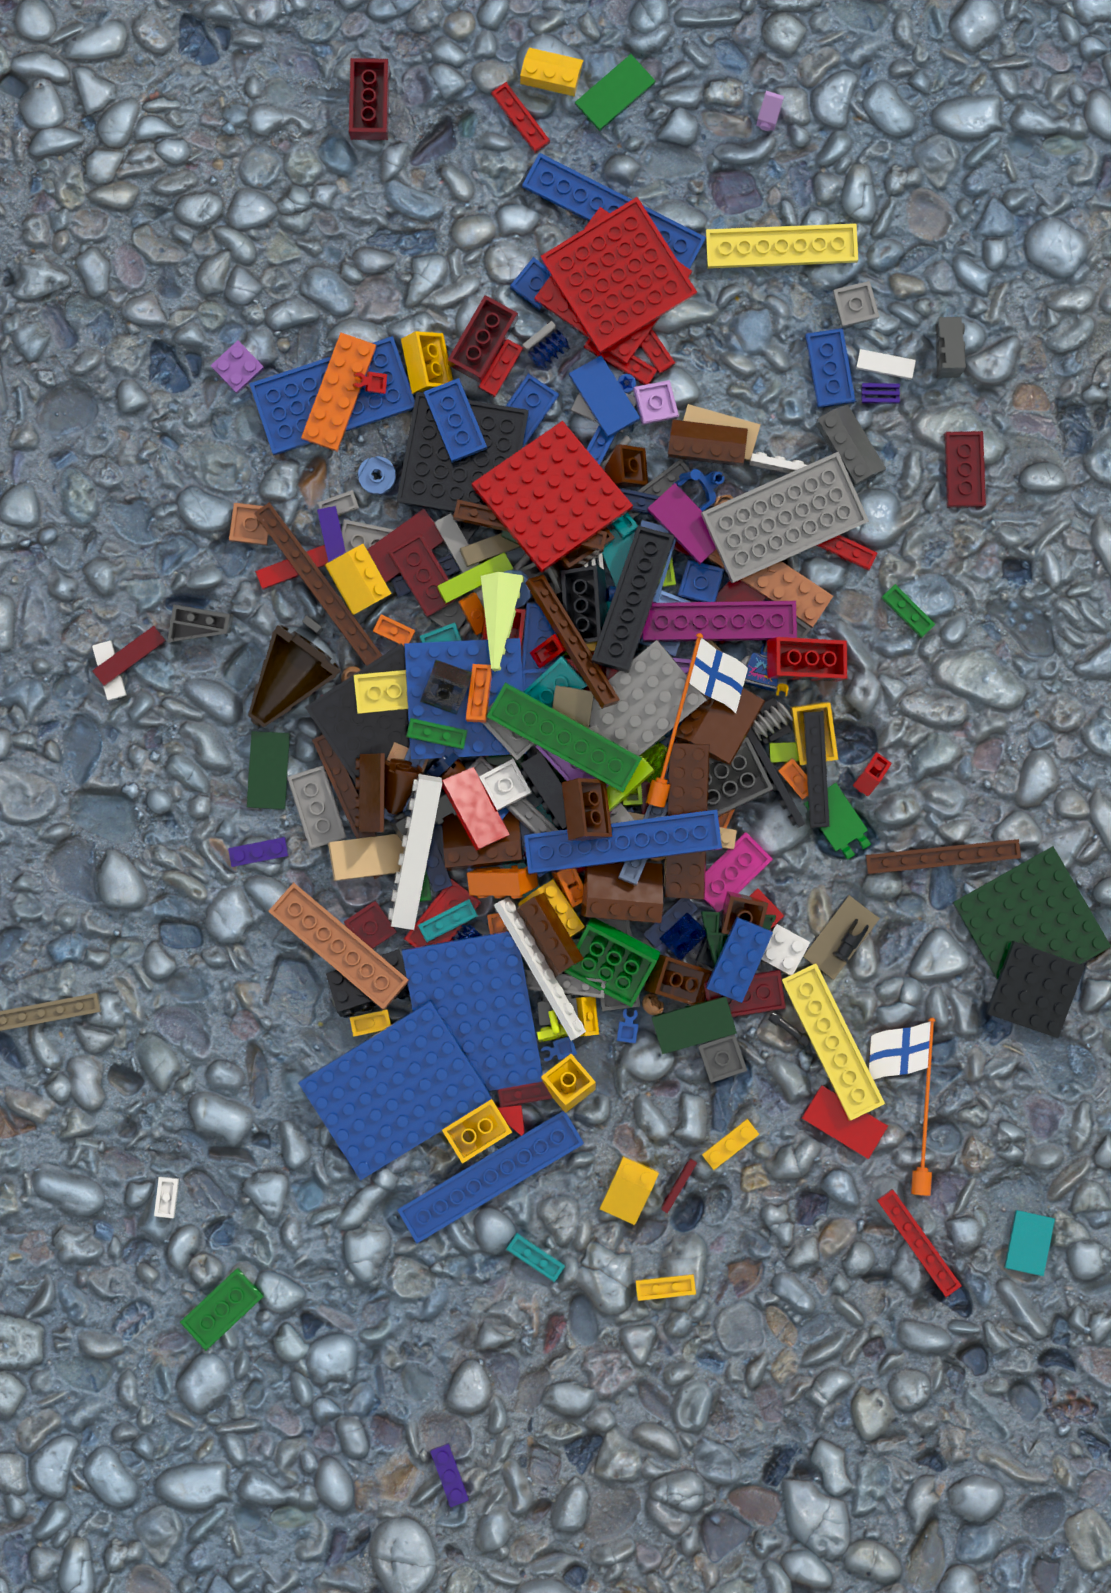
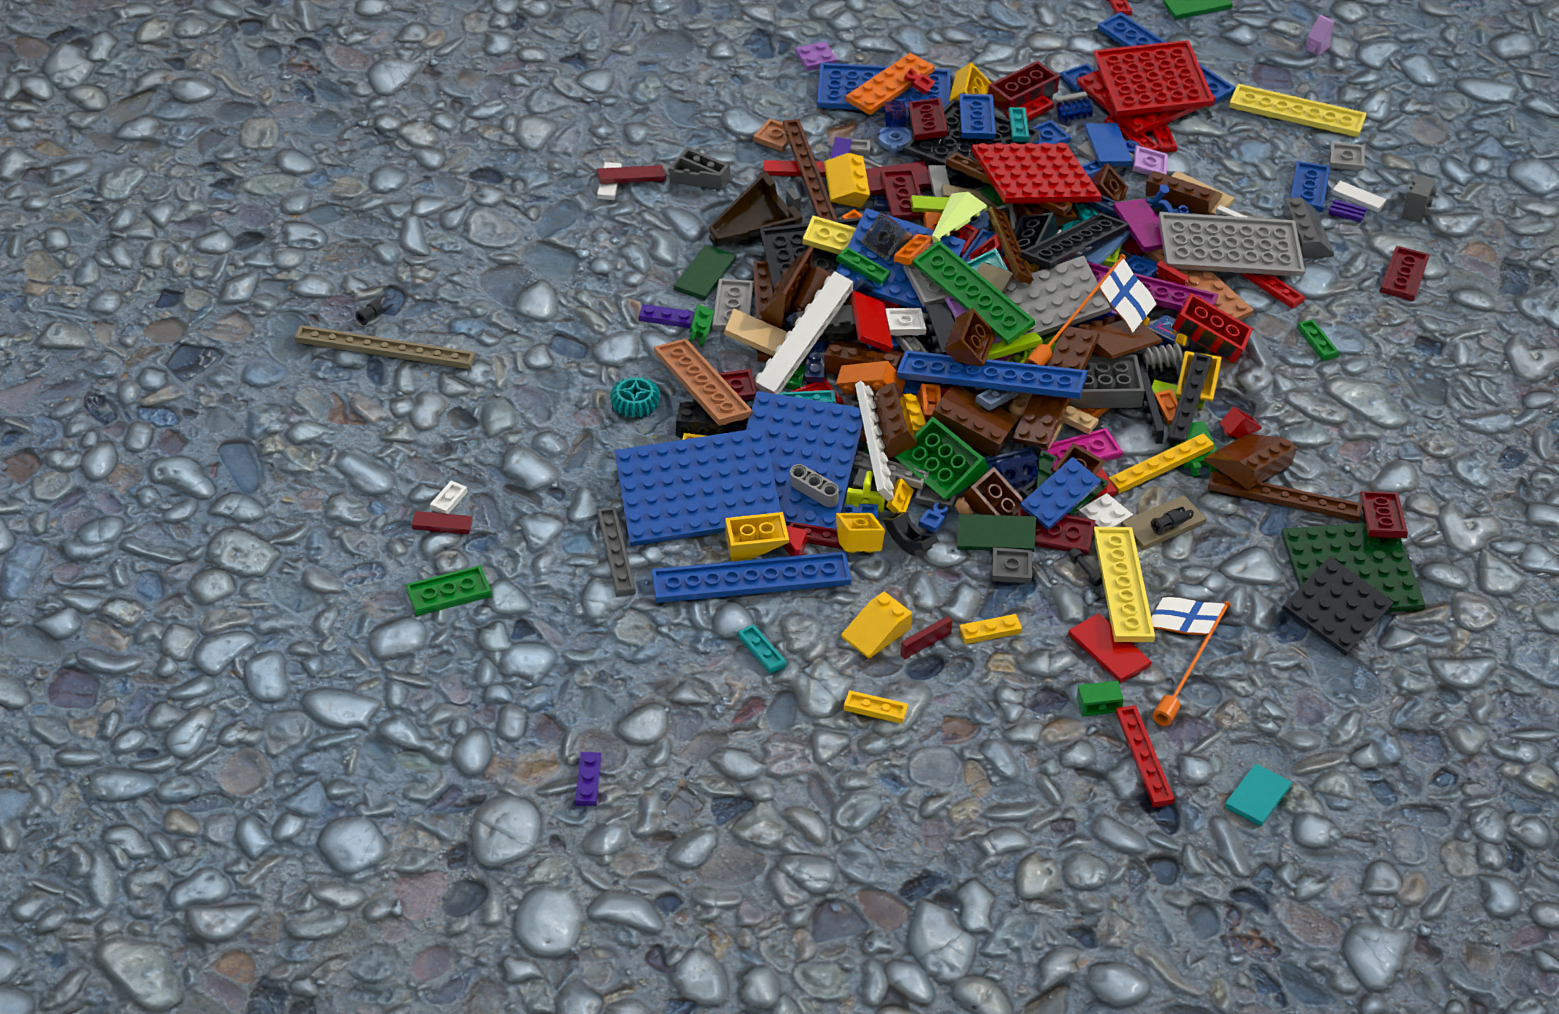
camera: 20 degrees right, 40 degrees down
(174, 1228) = (442, 522): none -> dark red tile
(276, 977) = (635, 397): none -> teal gear
(298, 854) = (701, 324): none -> green hinge
(351, 1193) = (616, 552): none -> dark grey tile
(362, 440) = (895, 114): none -> clear blue brick
(404, 443) = (928, 119): none -> dark red tile
(502, 412) = (1018, 125): none -> teal tile
(514, 1058) = (814, 485): none -> light grey beam
(616, 1065) = (907, 535): none -> black arch
(740, 587) = (1170, 274): none -> red tile
(815, 862) = (1161, 463): none -> yellow plate
(858, 1192) = (1099, 698): none -> green brick
(897, 823) = (1253, 458): none -> reddish brown slope
(1043, 847) = (1383, 514): none -> dark red tile

